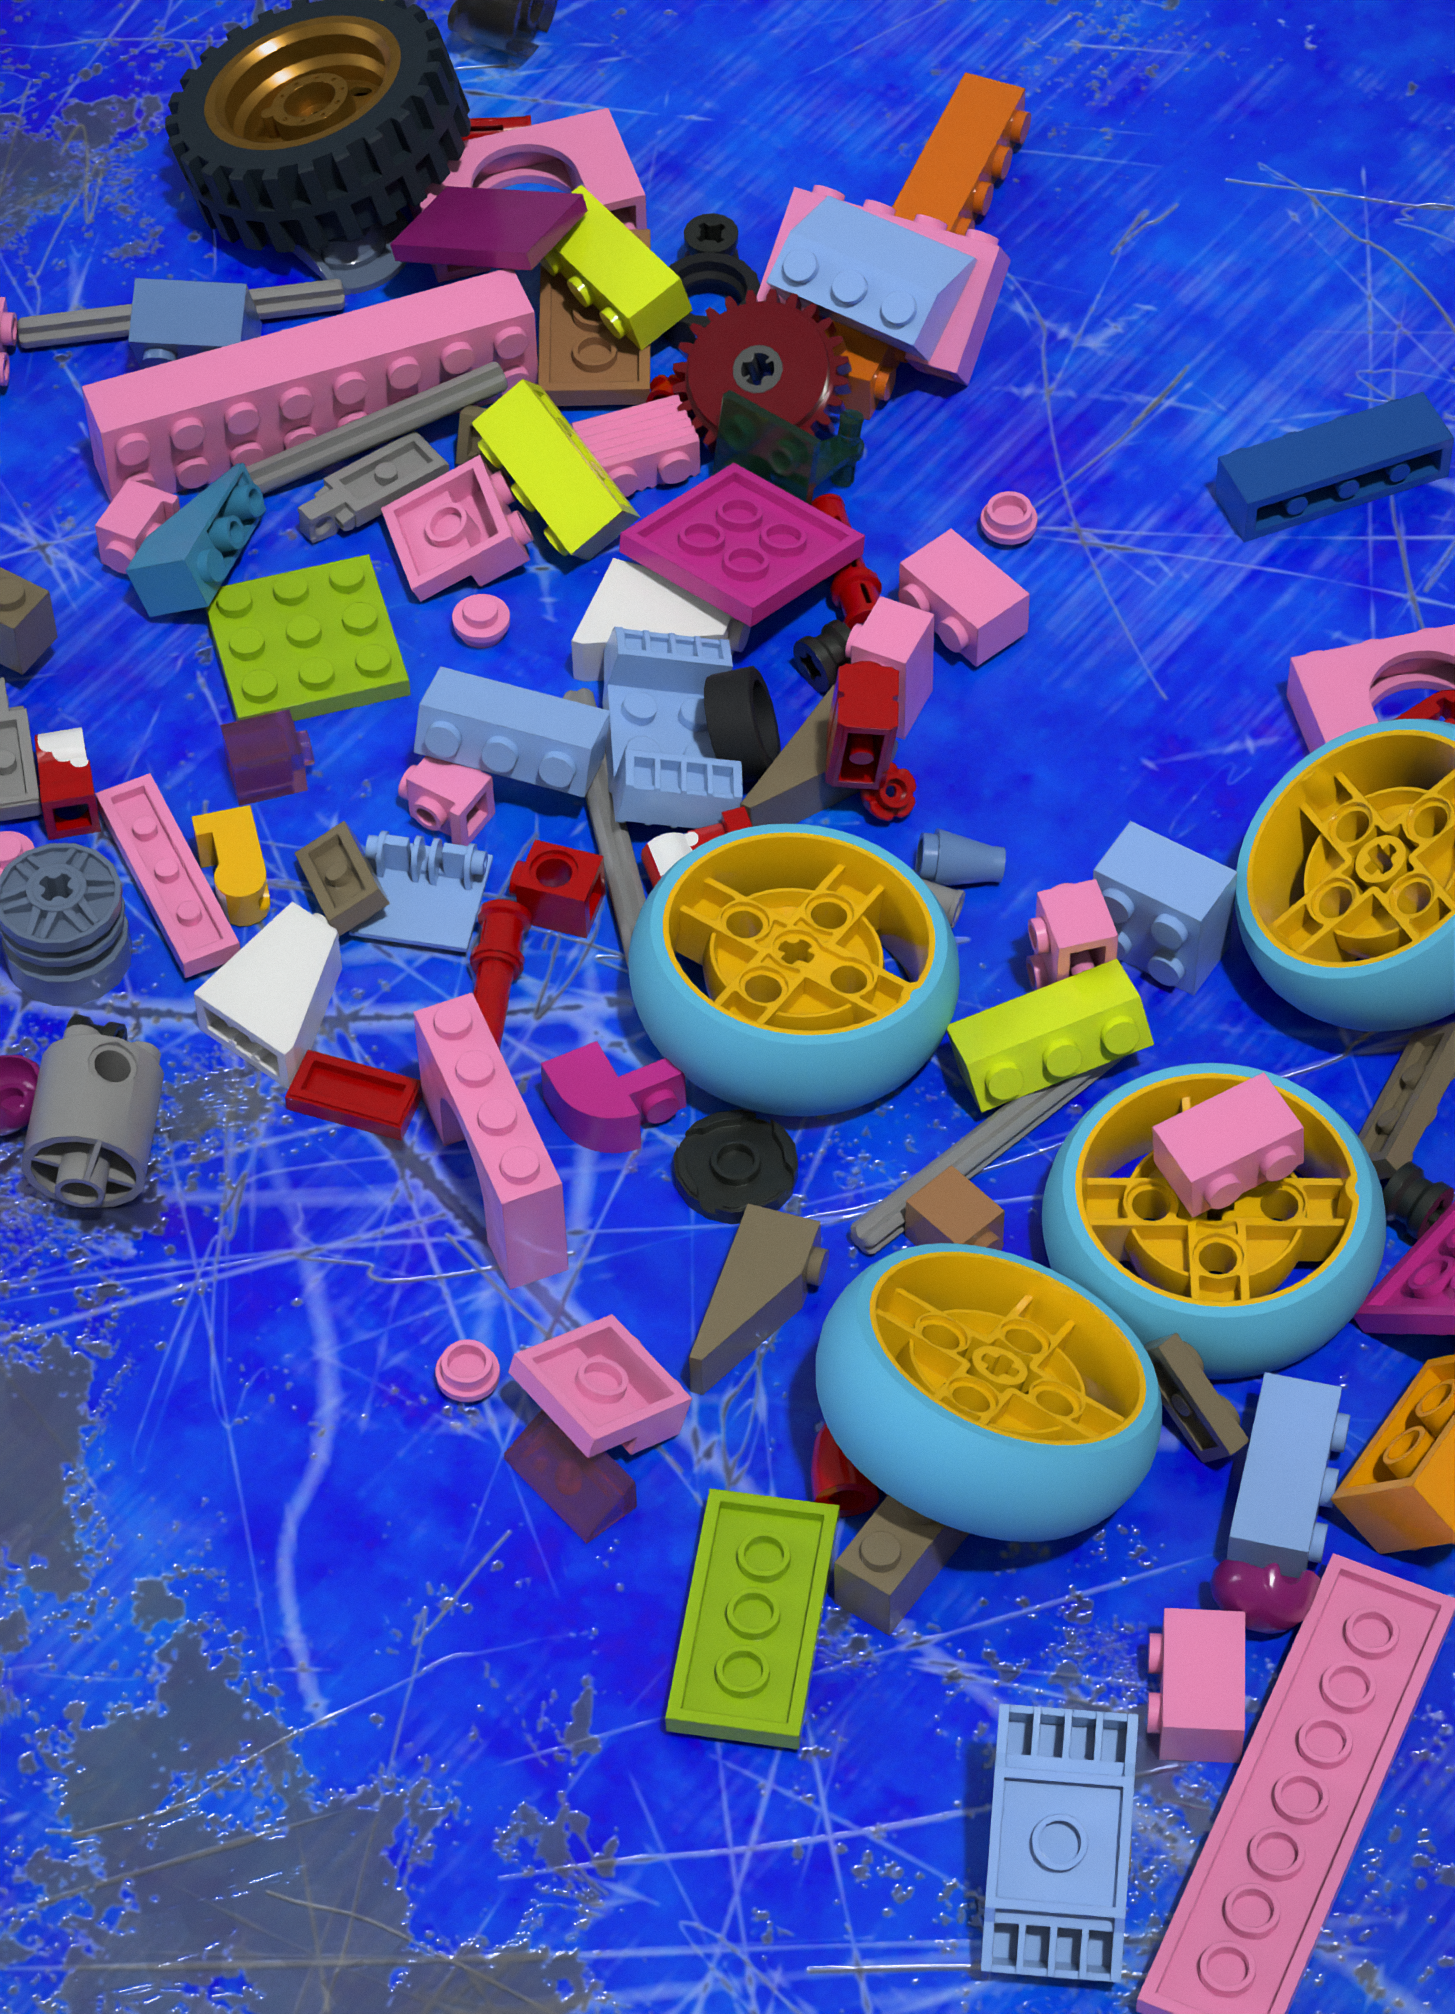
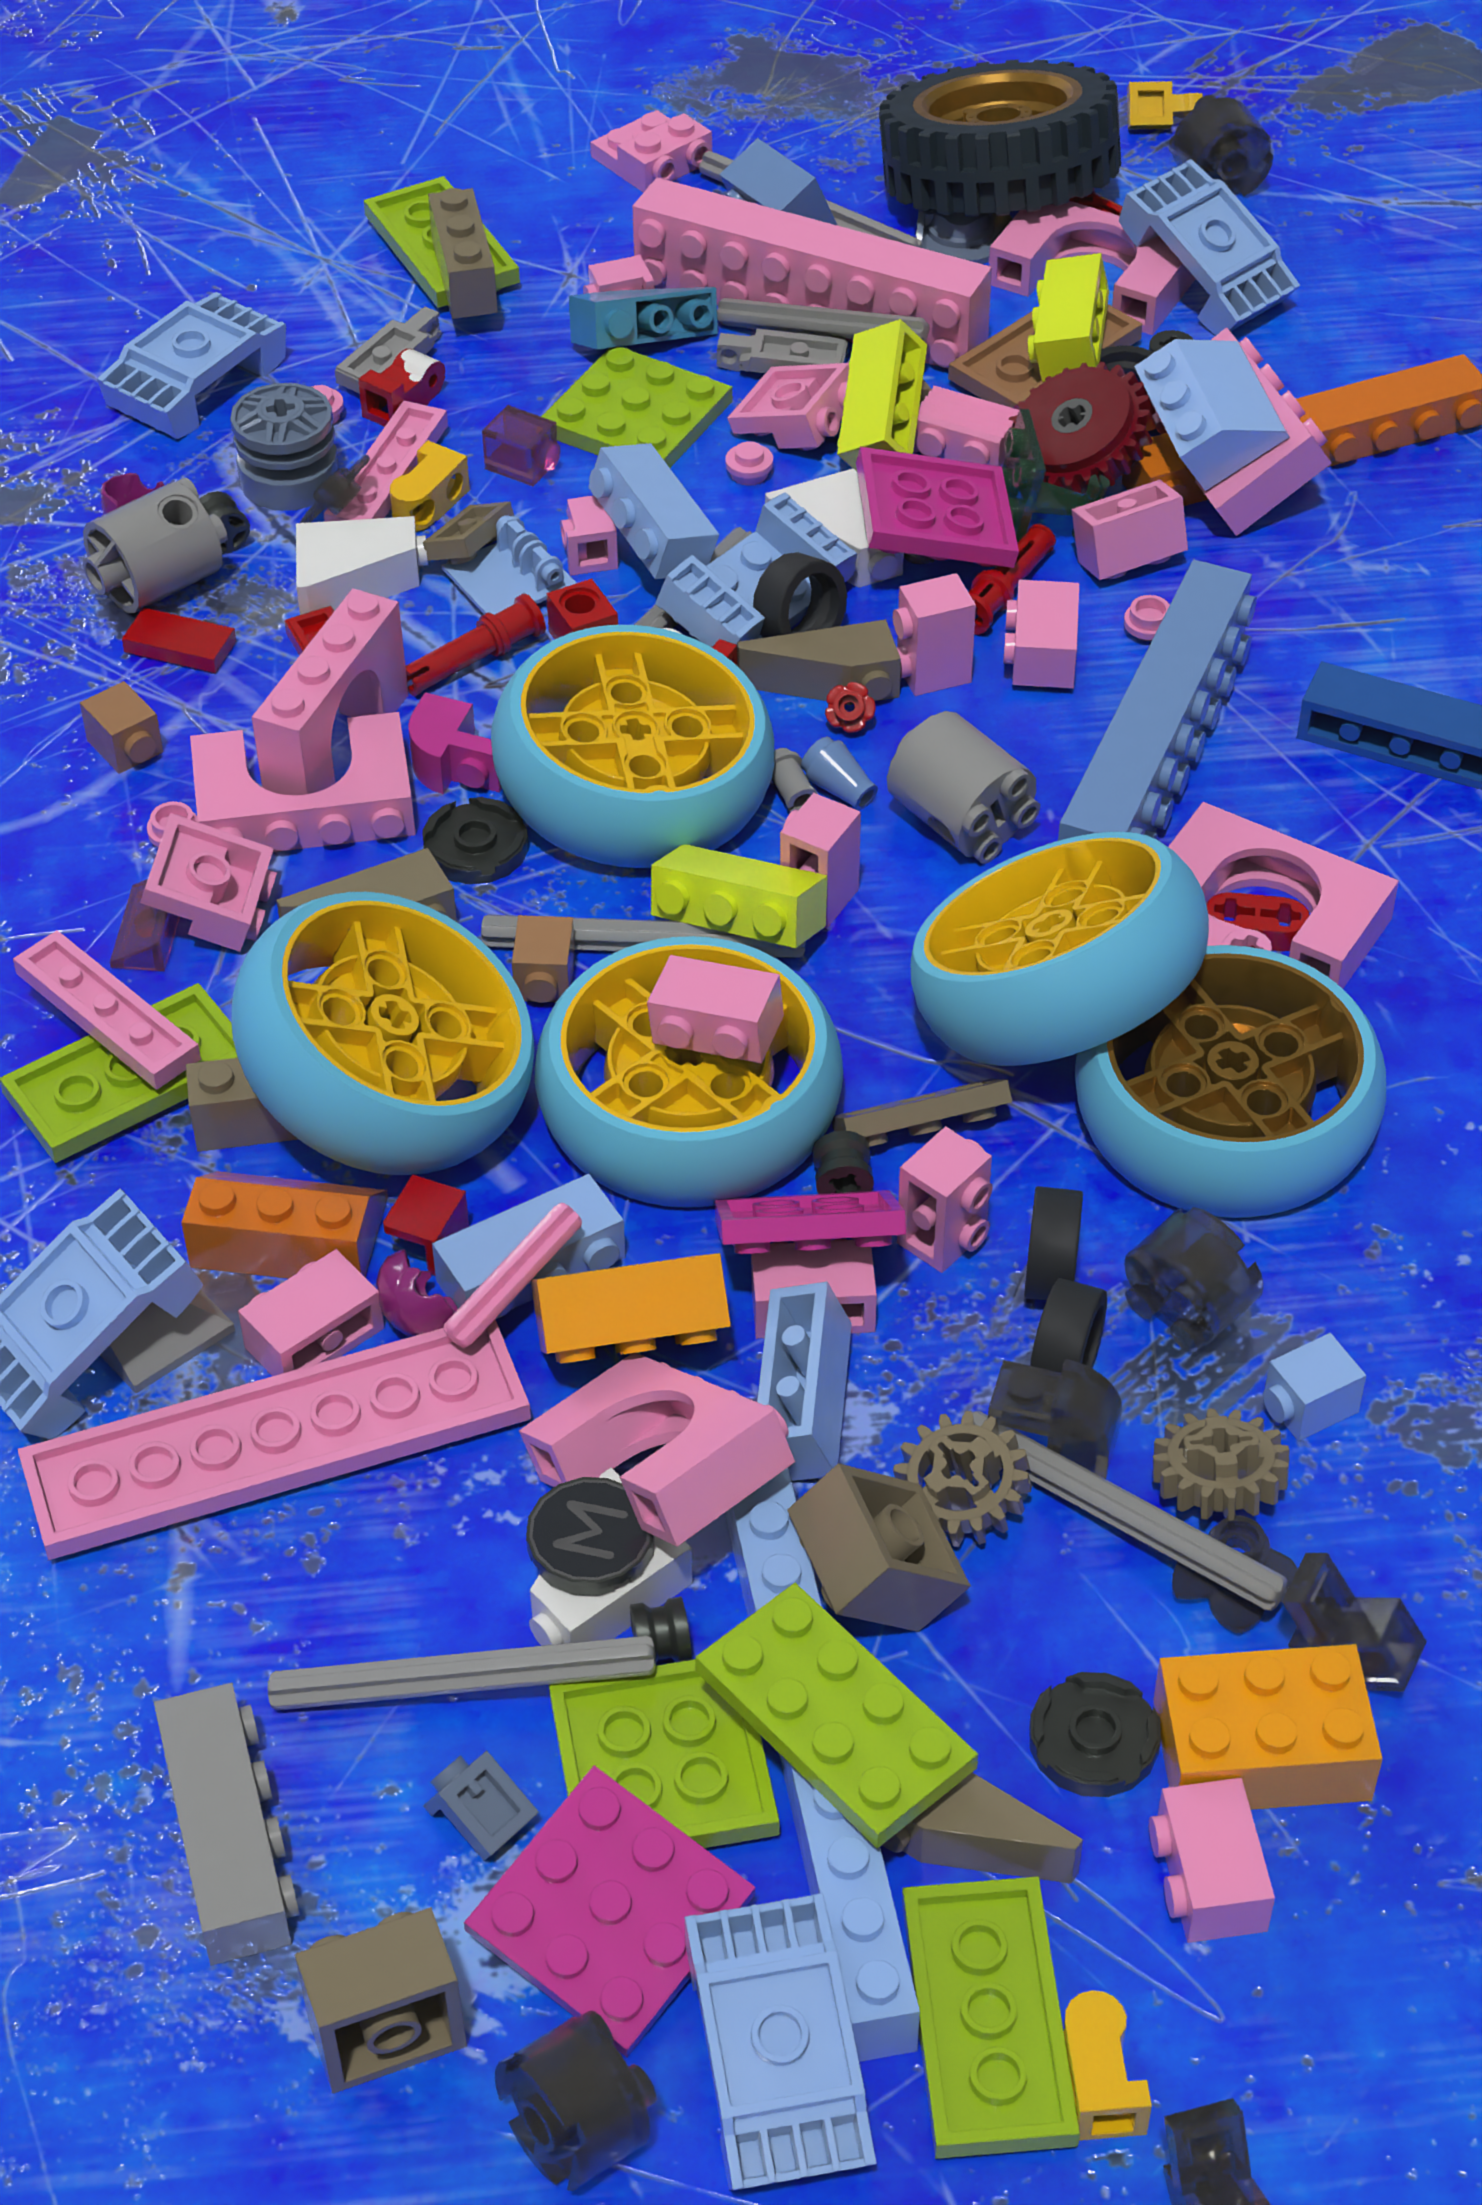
camera: 45 degrees right, 5 degrees down
(174, 932) = (336, 490): none -> clear smoke plate
(209, 1193) = (179, 640): none -> red tile
(296, 1317) = (121, 727): none -> brick
(489, 228) = (1013, 243): magenta tile -> none
(509, 1308) = (362, 806): none -> bright pink arch
(636, 100) = (1214, 241): none -> light blue plate
(687, 1575) = (107, 1009): none -> bright pink plate
(862, 725) = (841, 631): red brick -> none
(908, 445) = (1130, 530): none -> bright pink brick
(1065, 1623) = (278, 1223): none -> orange slope
(1085, 787) = (962, 785): none -> light grey cylinder
(1167, 906) = (904, 870): light blue brick -> none
(1175, 615) = (1167, 707): none -> medium blue brick
(1180, 1520) = (427, 1213): none -> red panel
(1191, 1400) = (529, 1126): dark tan plate -> none
(1333, 1505) = (512, 1275): none -> bright pink axle

